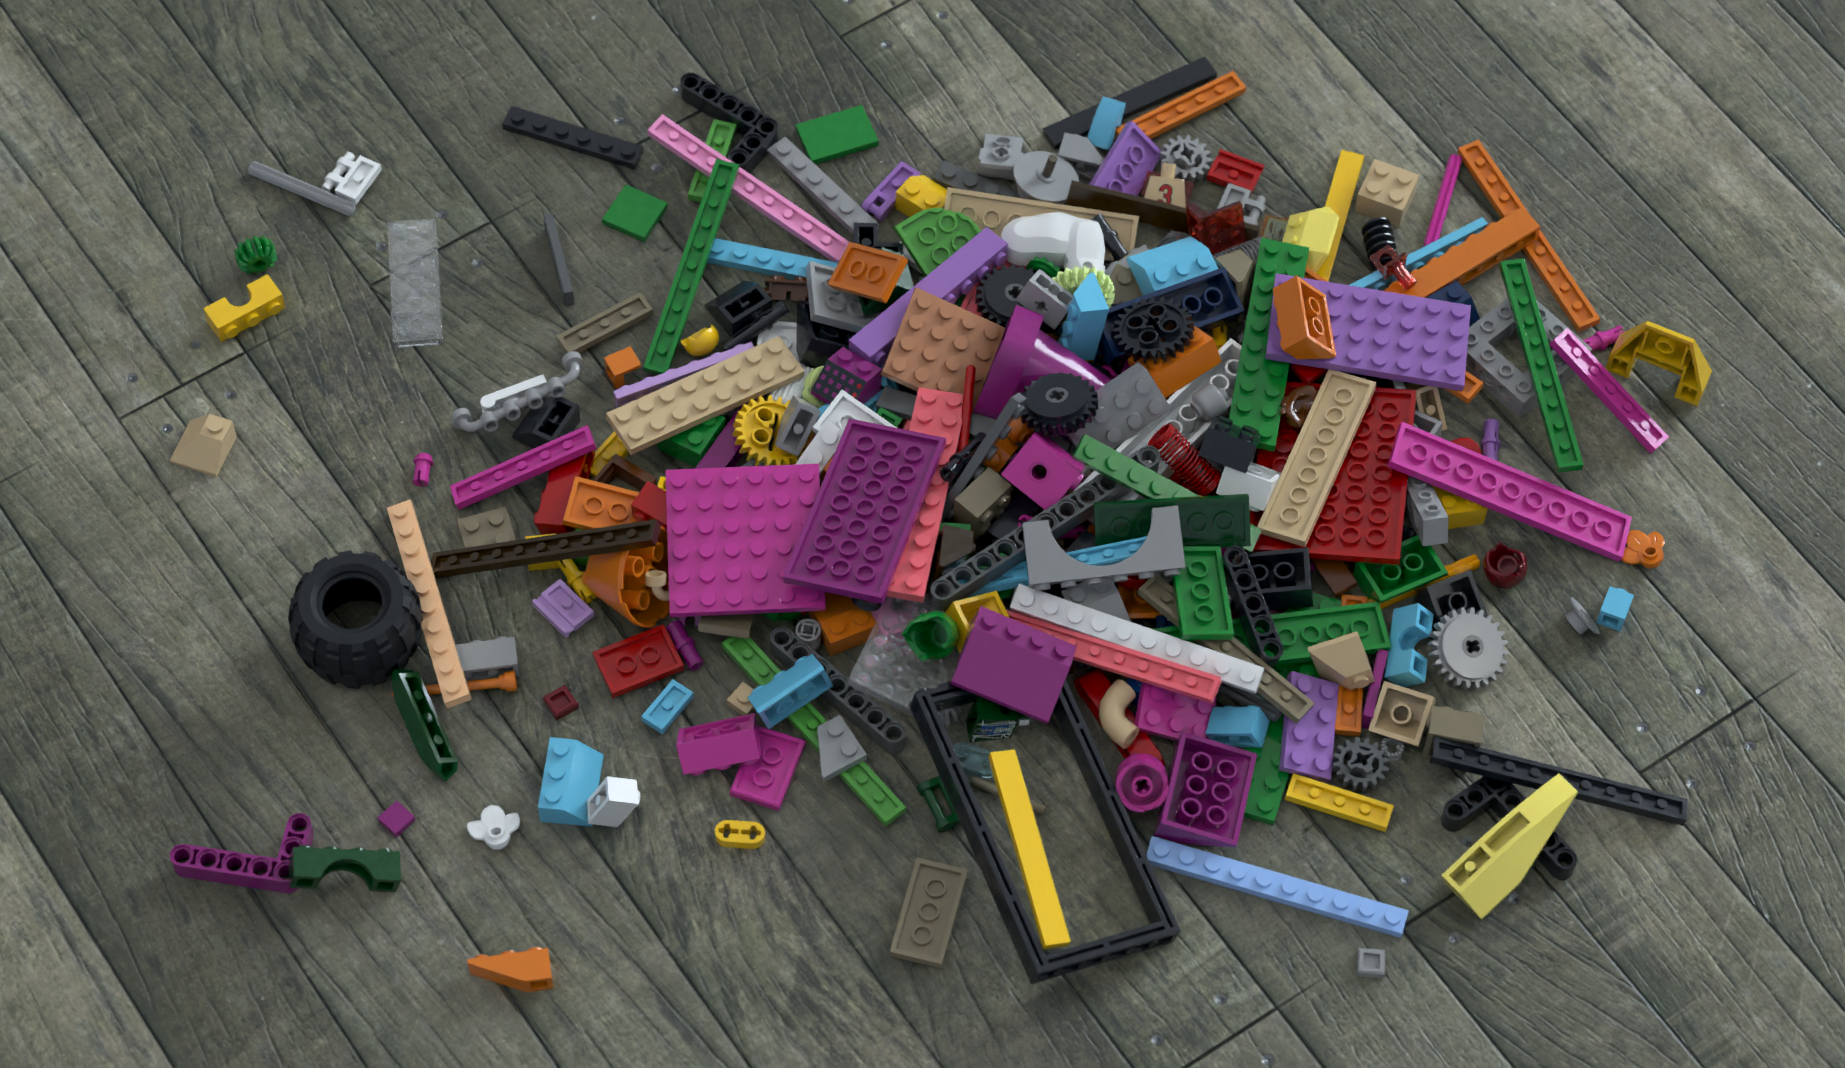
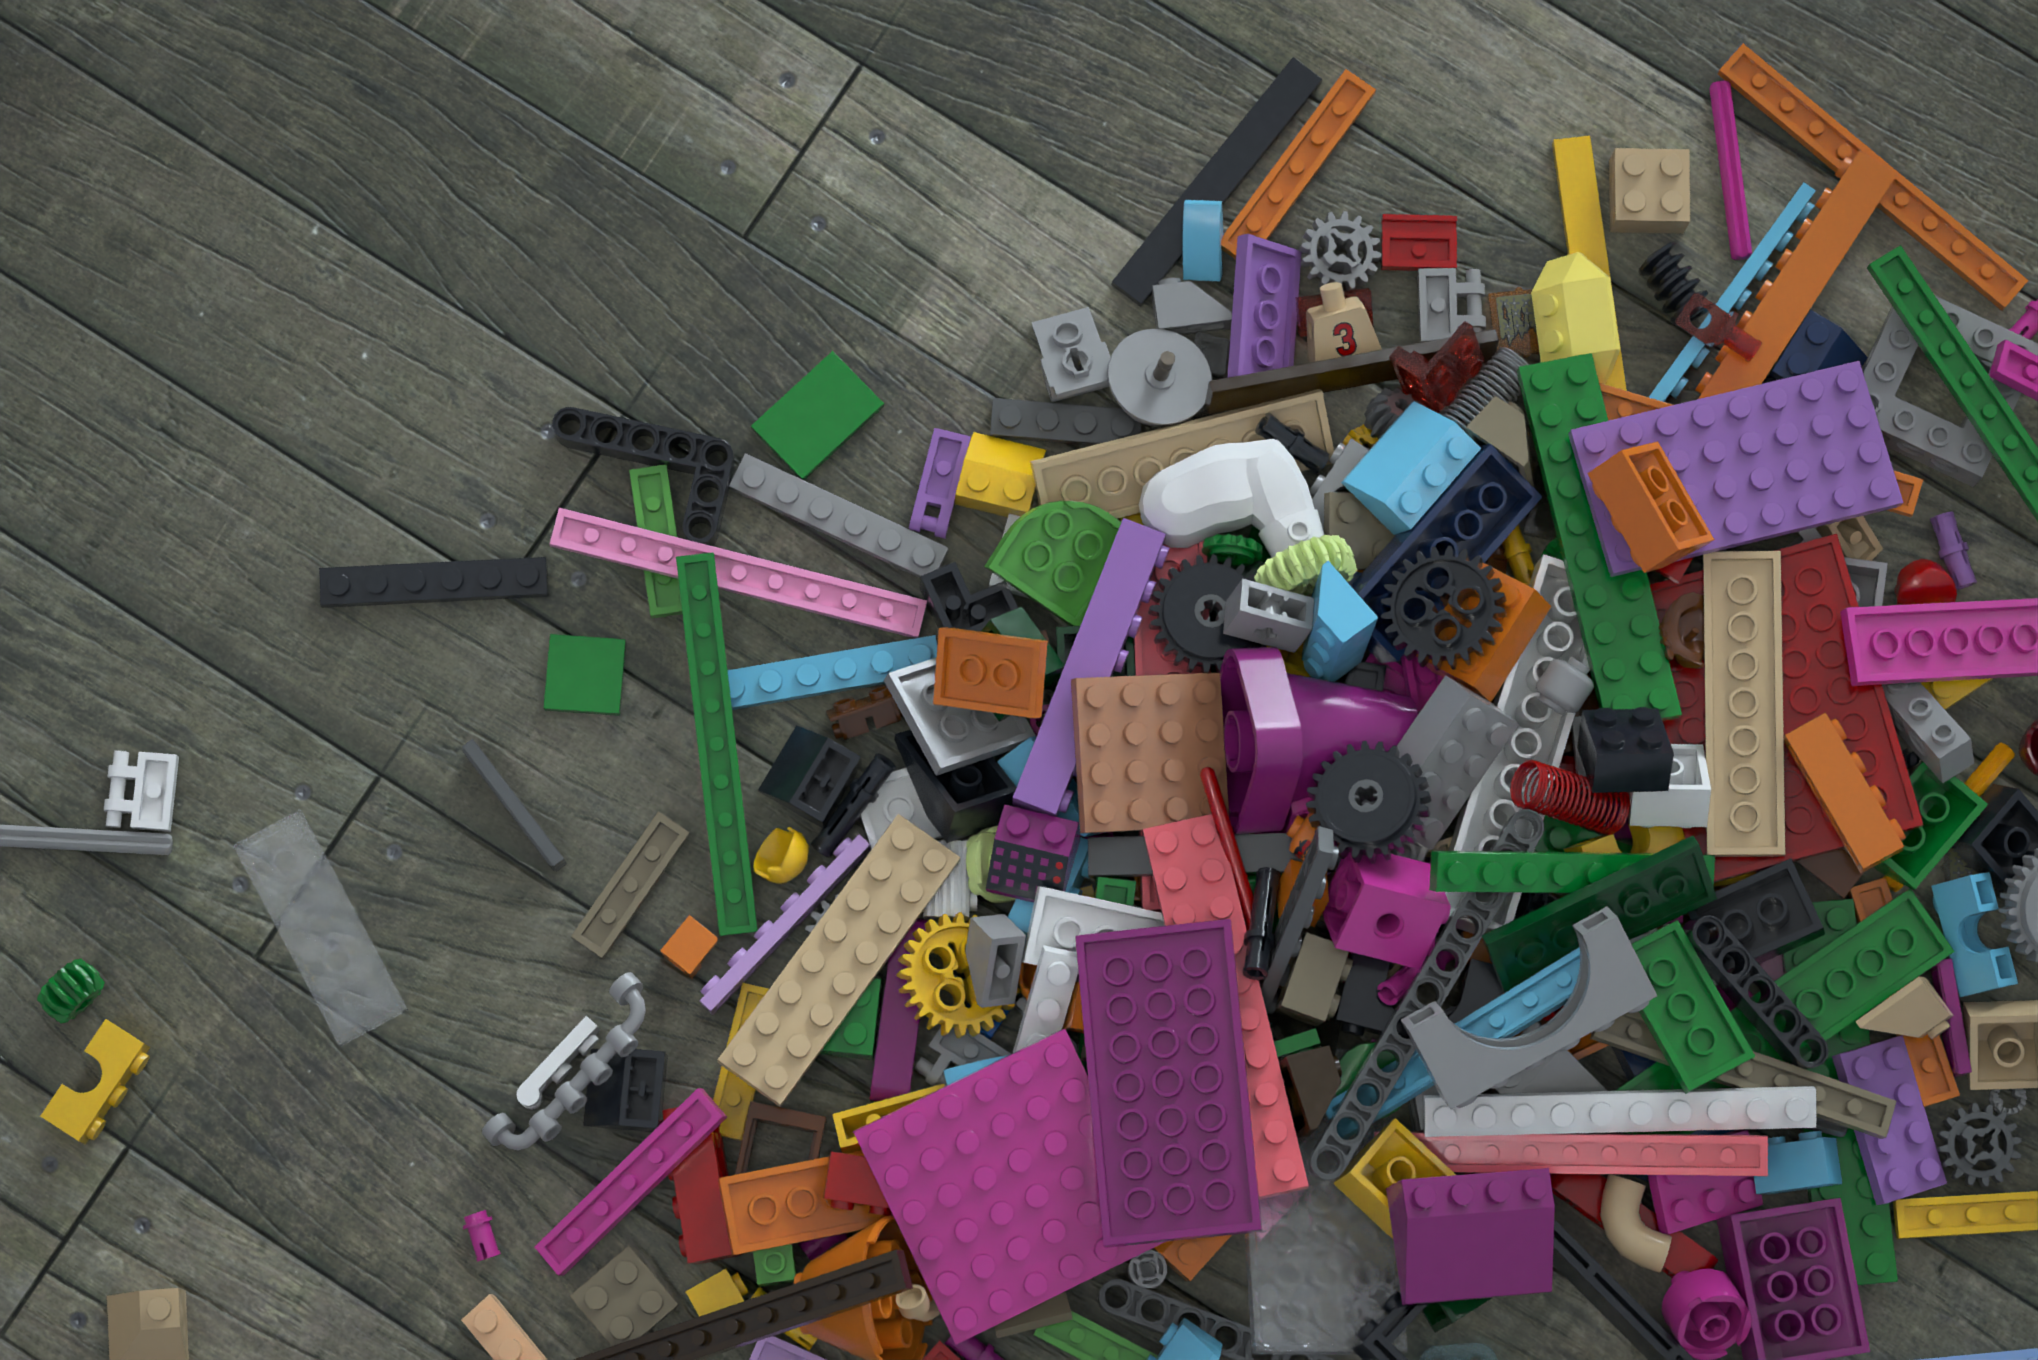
camera: 25 degrees left, 20 degrees up
(932, 635) = (1340, 1231): green hair -> none
(1356, 521) = (1844, 793): none -> orange brick

